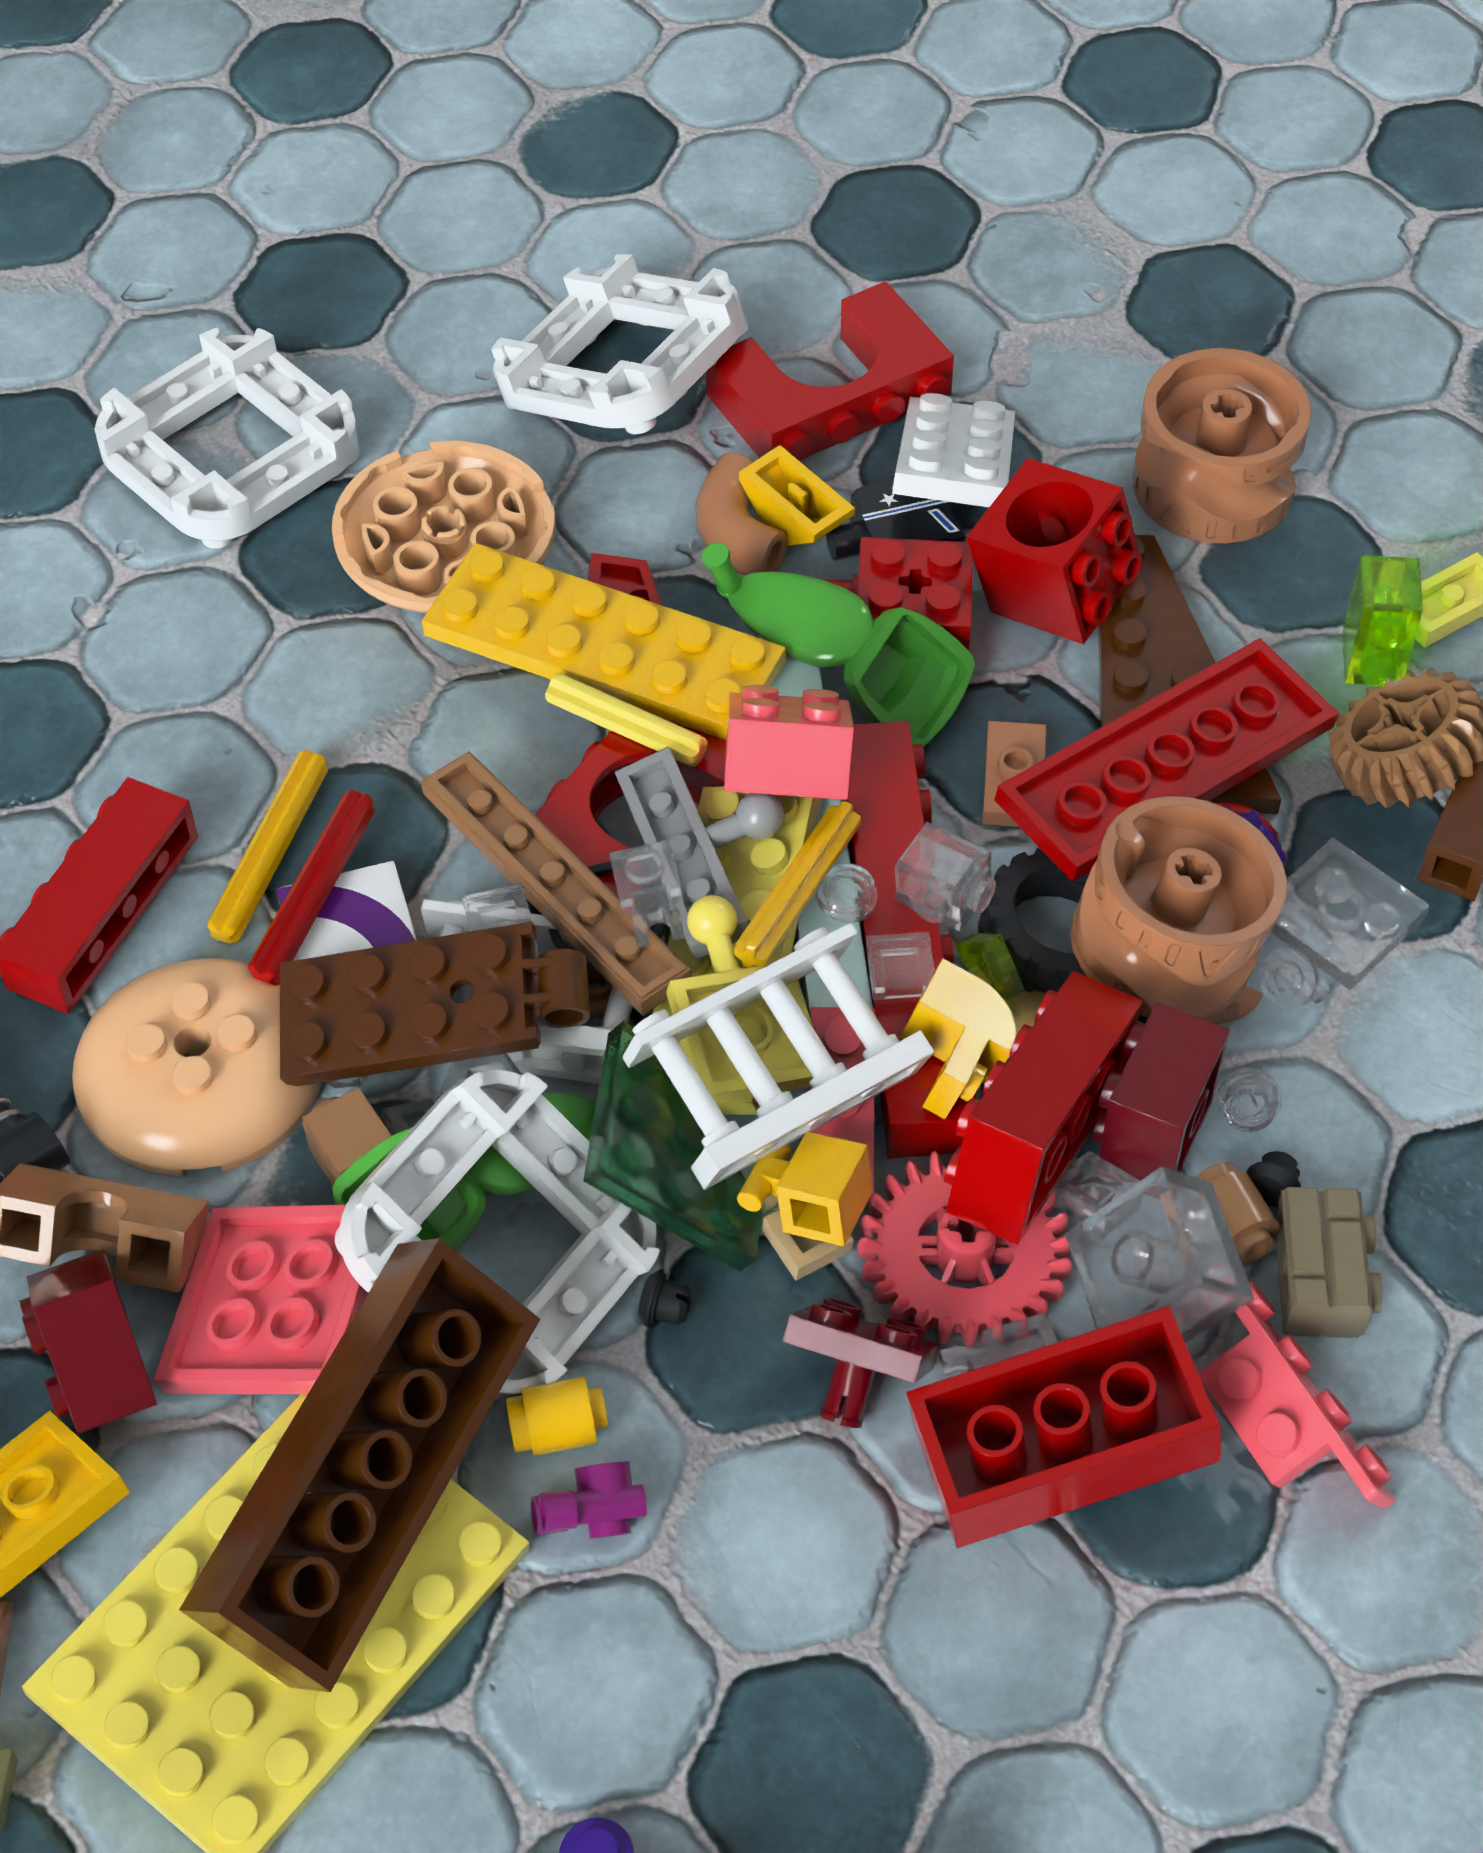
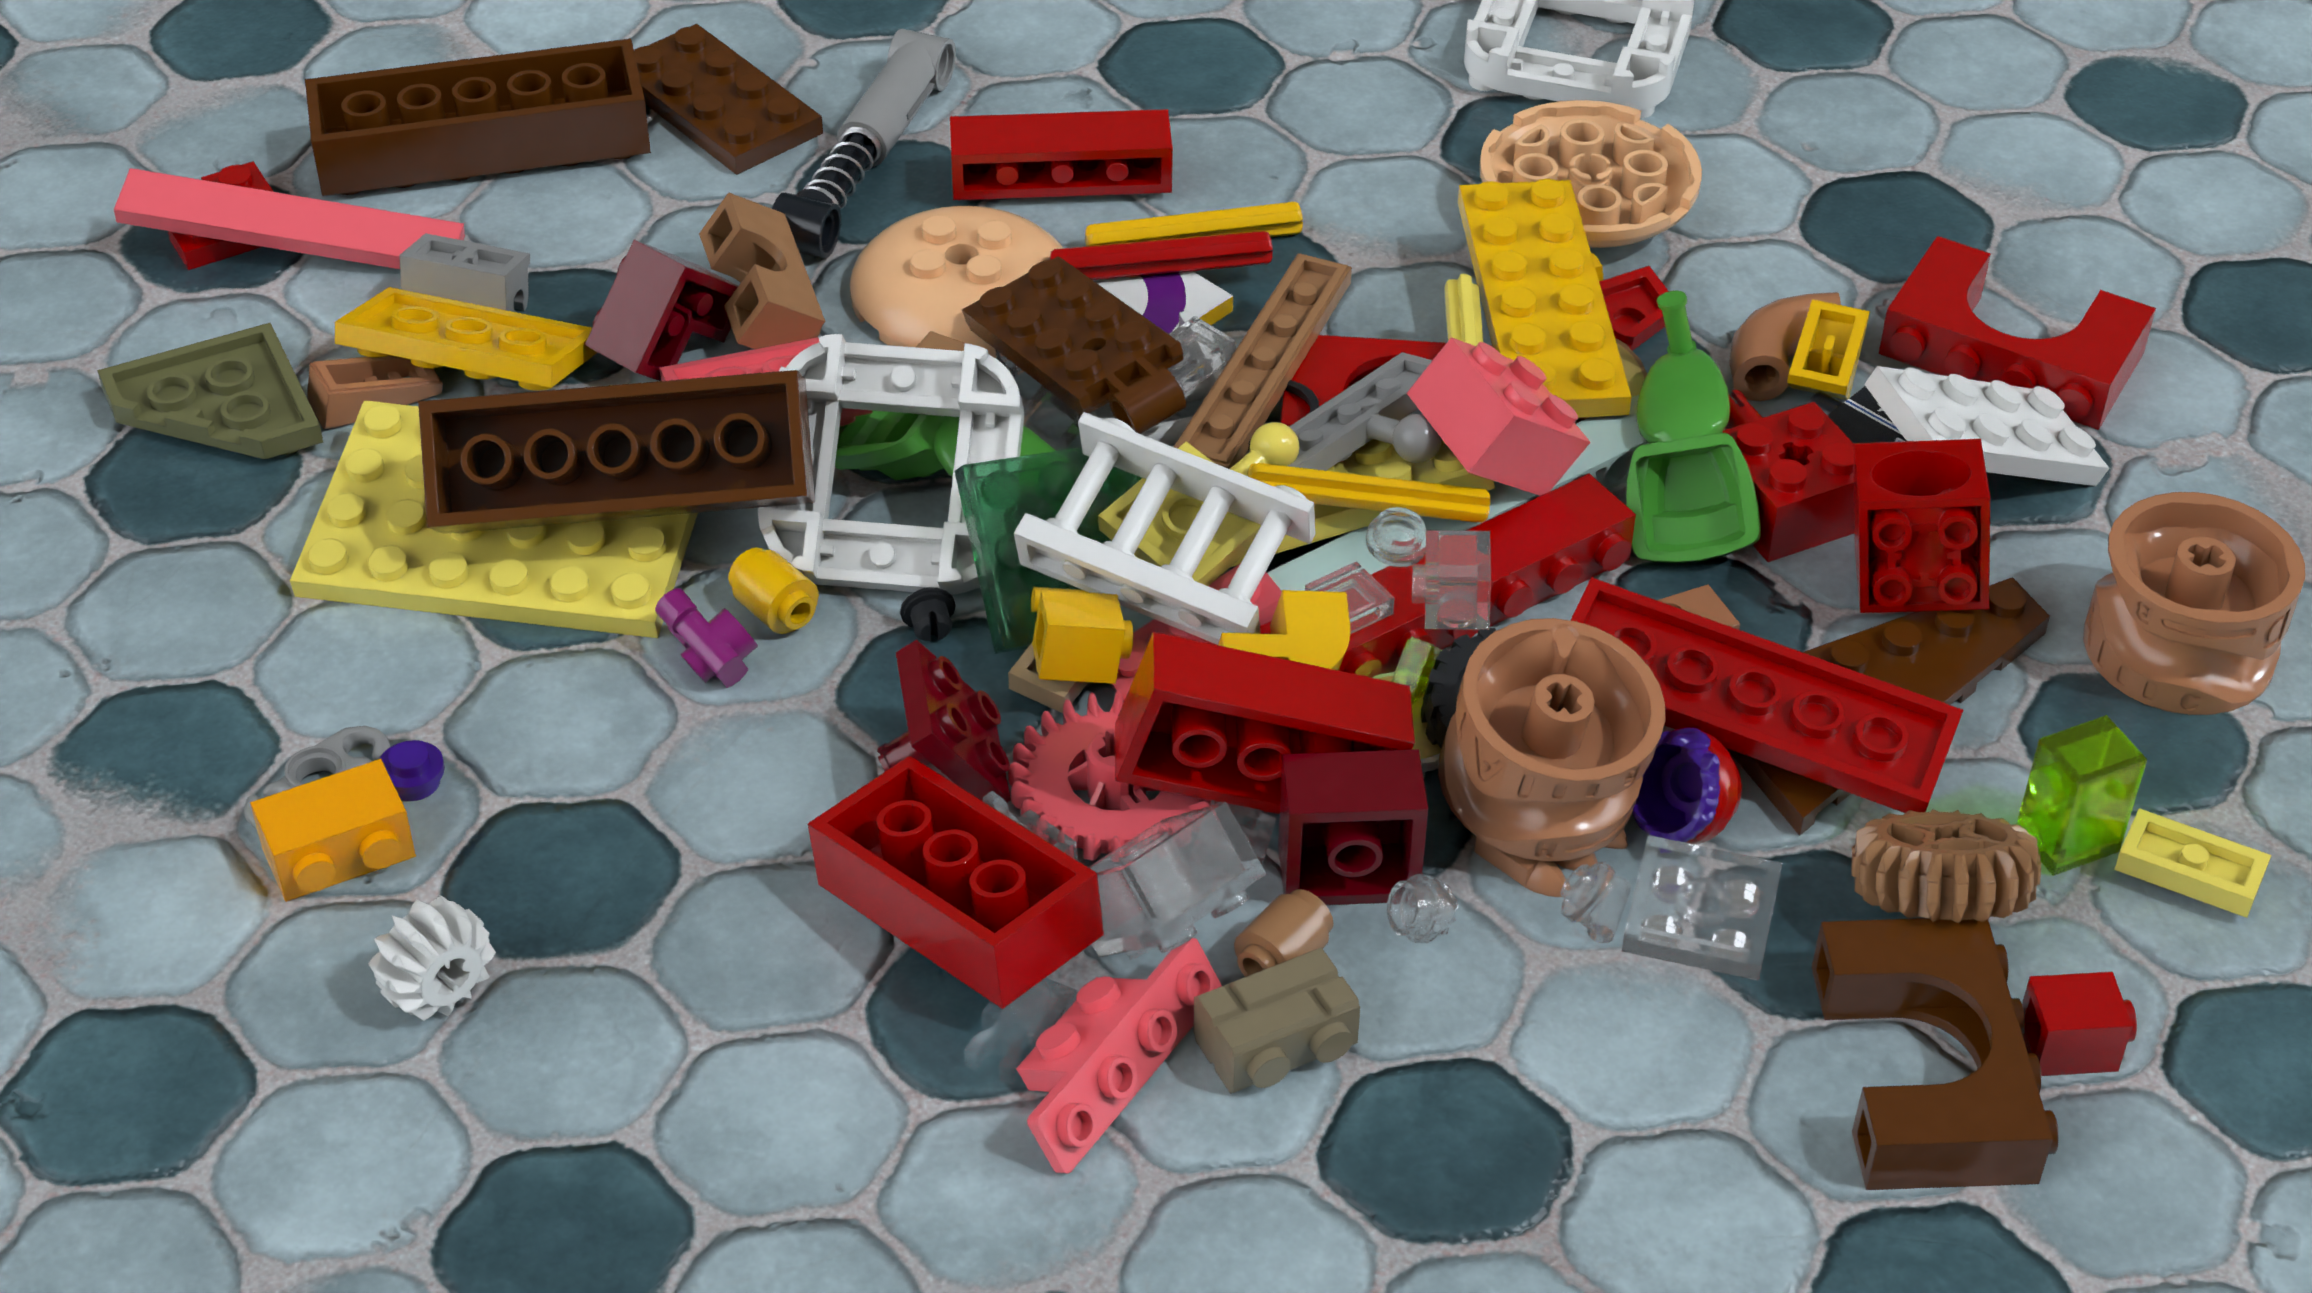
camera: 60 degrees right, 10 degrees down
(631, 395) = (1819, 173): white plate -> none
(649, 888) = (1286, 398): clear plate -> none
(1274, 1174) = (1353, 958): black piece -> none

